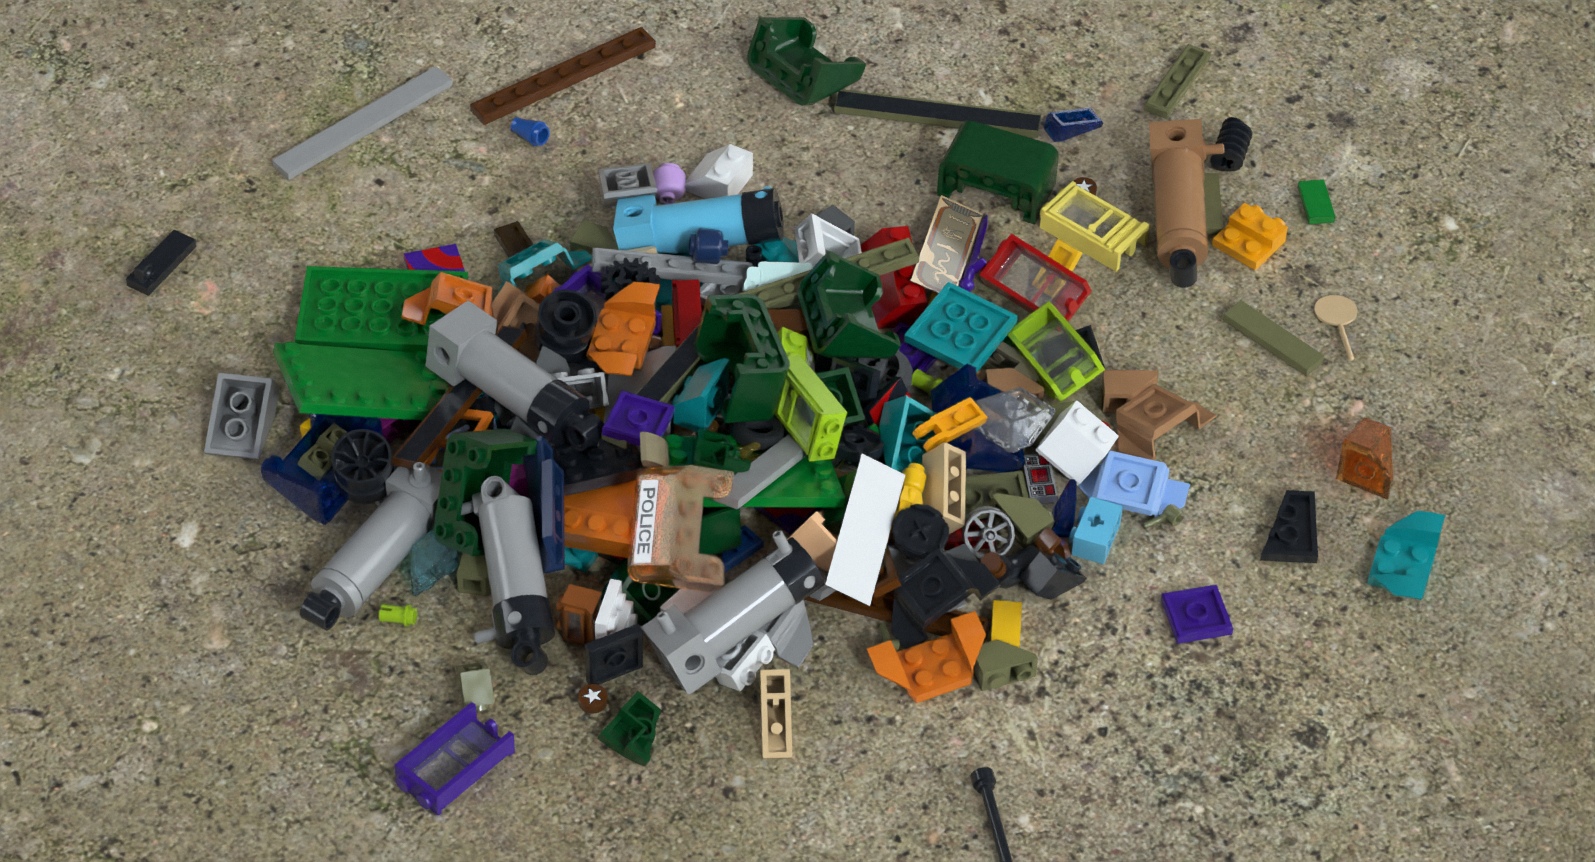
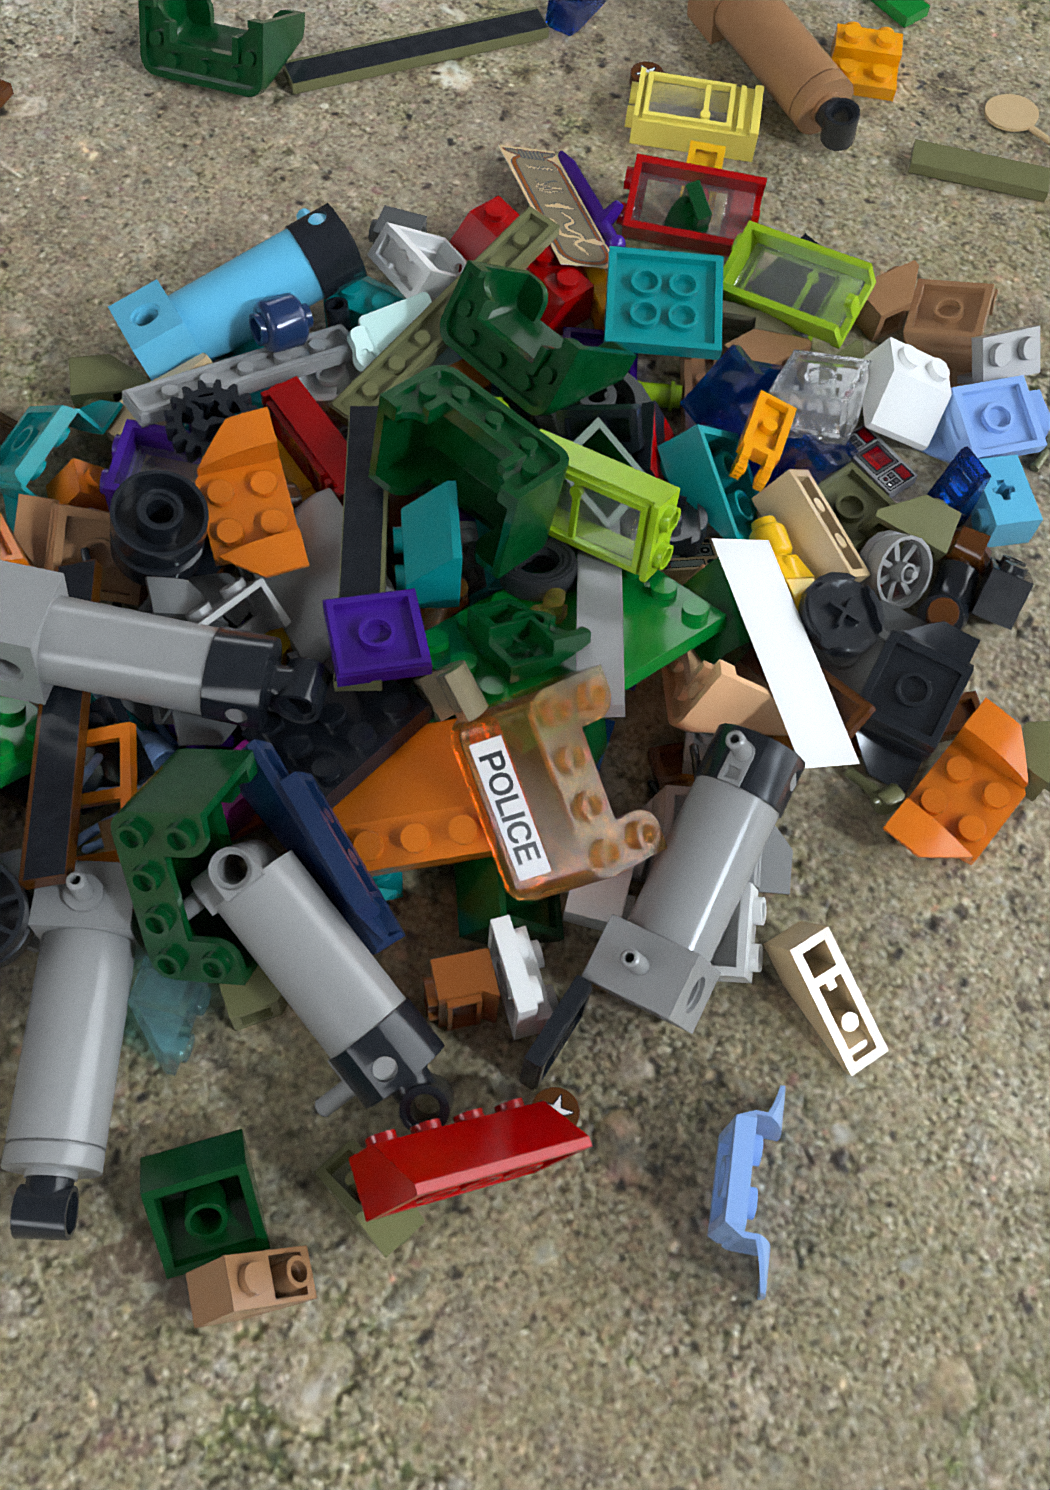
camera: 35 degrees left, 15 degrees up
(394, 649) = (202, 1202): none -> dark green slope
(395, 689) = (250, 1285): none -> medium nougat slope
(398, 614) = (172, 1131): lime pin -> none
(452, 759) = (422, 1369): dark purple door -> none
(527, 676) = (461, 1156): none -> red slope
(626, 183) = (100, 281): light grey slope -> none
(633, 729) = (648, 1136): dark green slope -> none
(664, 751) = (732, 1196): none -> light blue piece
(669, 182) = (149, 258): lavender head -> none
(721, 173) = (207, 222): white slope -> none
(1000, 165) = (548, 76): dark green windscreen -> none
(1006, 622) = (1000, 683): yellow slope -> none
(1029, 283) = (690, 210): none -> dark green tile
(1167, 447) = (1004, 355): none -> bracket

